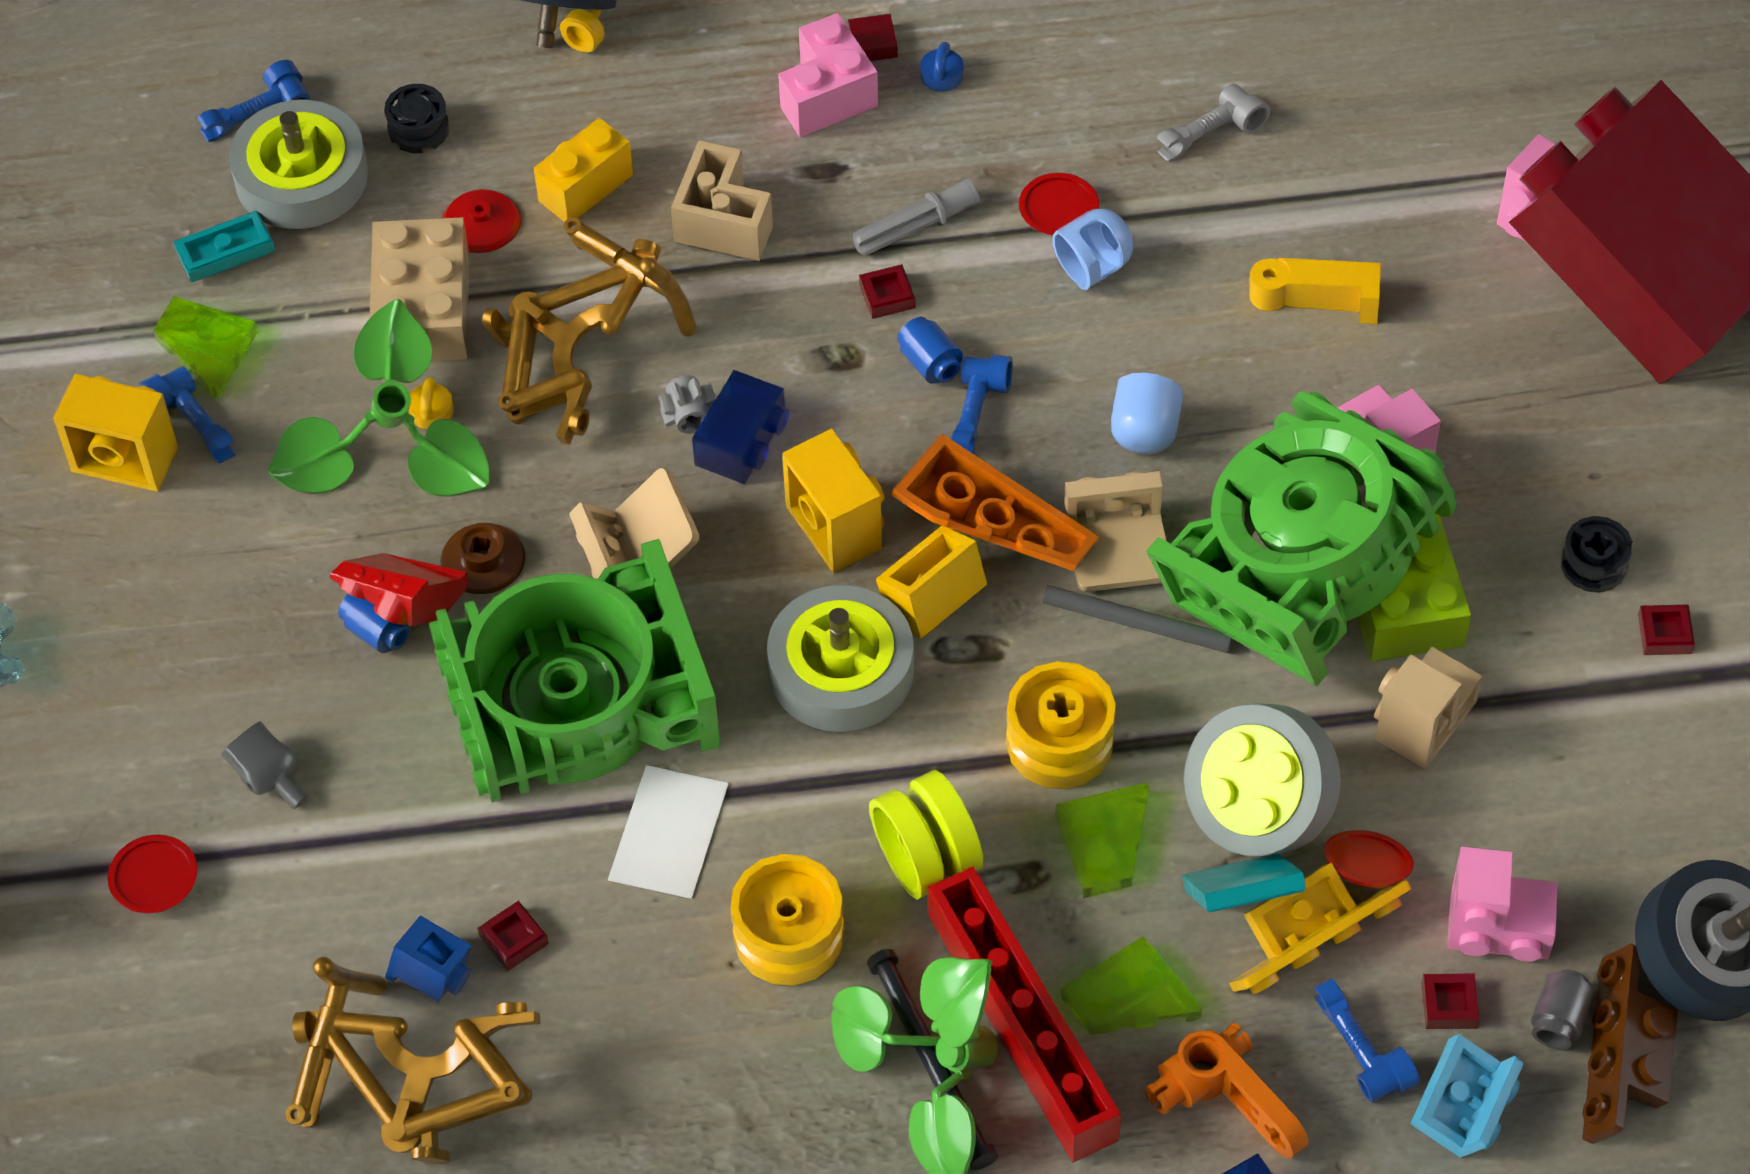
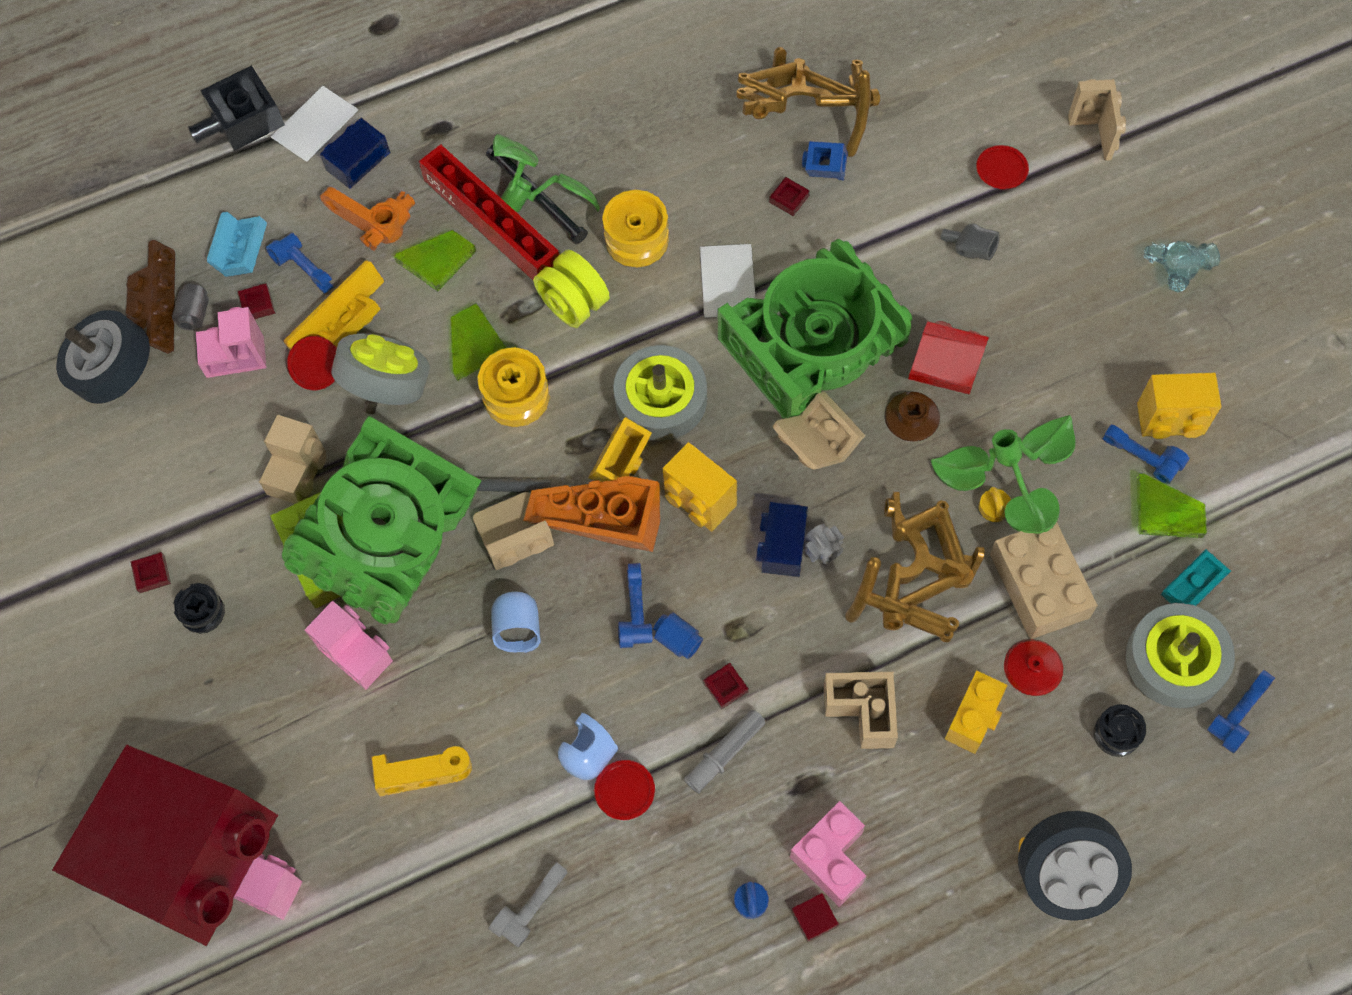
camera: 165 degrees right, 10 degrees up
(1244, 882) = (383, 312): teal tile -> none

